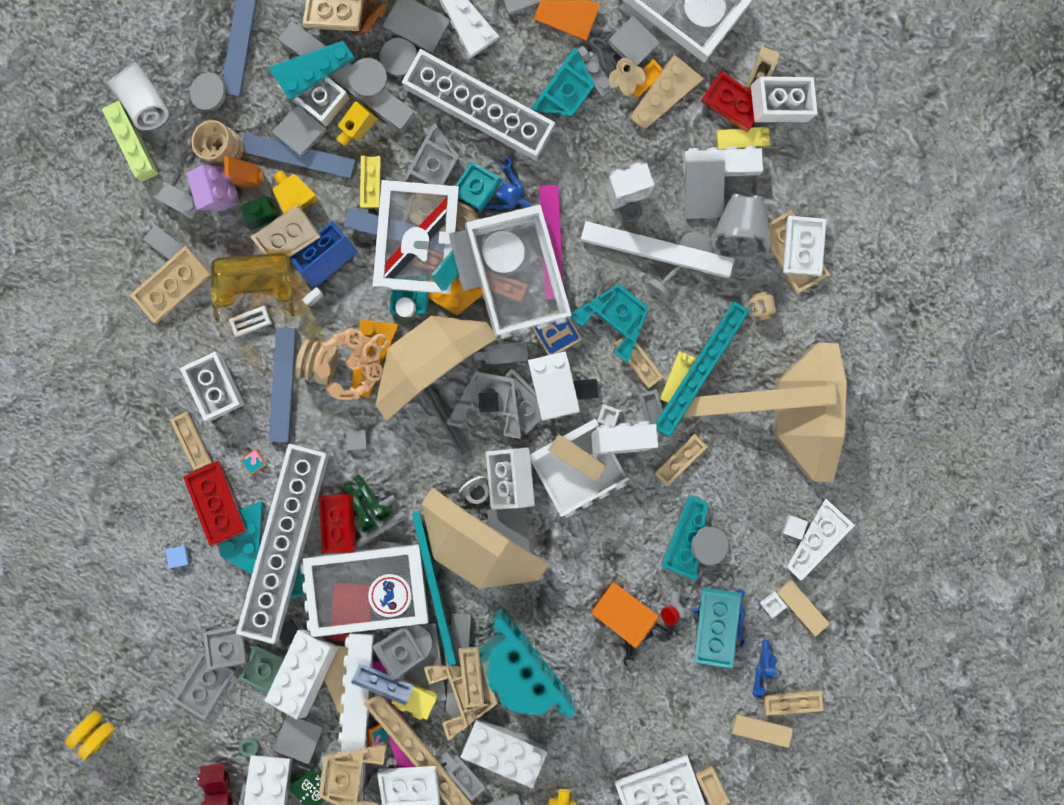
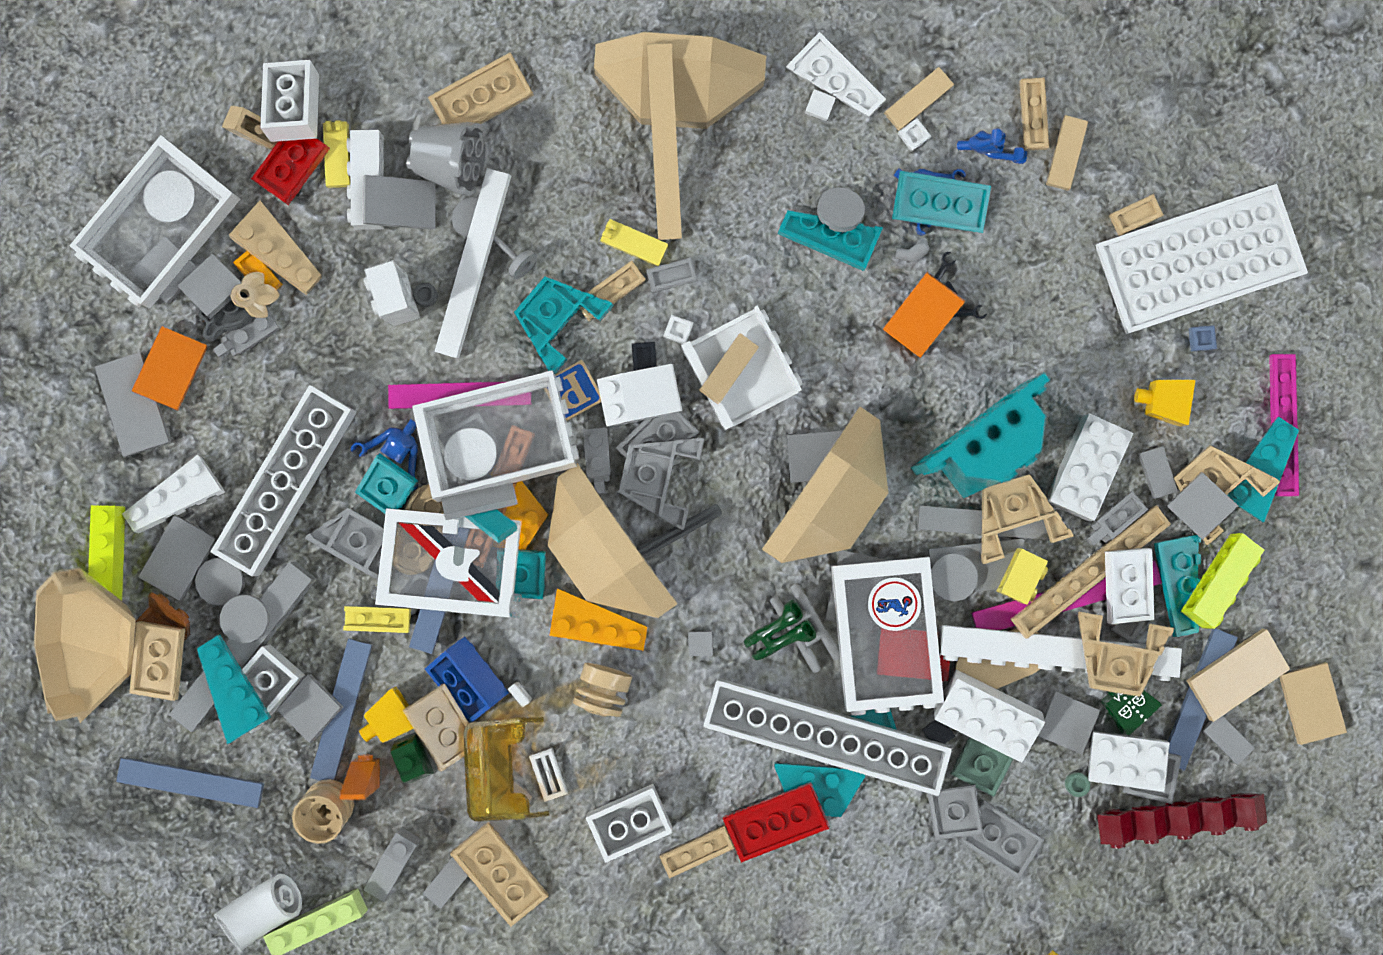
camera: 90 degrees left, 0 degrees up
(177, 556) = (841, 870): light blue tile -> none
(208, 92) = (255, 823): light grey tile -> none
(211, 188) = (379, 818): lavender brick -> none
(253, 462) = (725, 773): tile -> none
(282, 384) = (629, 735): sand blue tile -> none
(337, 523) = (804, 669): red tile -> none
(358, 358) = (614, 622): light nougat piece -> none
(360, 118) = (296, 628): yellow torso -> none
(376, 736) = (1066, 624): tile -> none
(382, 684) = (1004, 614): sand blue plate -> none
(398, 652) = (965, 593): light grey tile -> none
(405, 307) = (536, 577): white tile -> none
(434, 588) = (886, 549): teal tile -> none
(465, 491) = (755, 489): white piece -> none
(471, 677) = (996, 504): tan tile -> none
(488, 402) = (657, 476): black tile -> none
(510, 478) = (753, 452): white brick -> none
(566, 89) = (266, 370): teal wing -> none
(624, 438) = (706, 309): white brick -> none
(670, 615) = (925, 260): red tile -> none
(680, 460) = (734, 242): tan tile -> none
(701, 369) = (623, 214): teal tile -> none
(762, 306) = (546, 136): tan head -> none
(804, 246) = (473, 82): white tile -> none

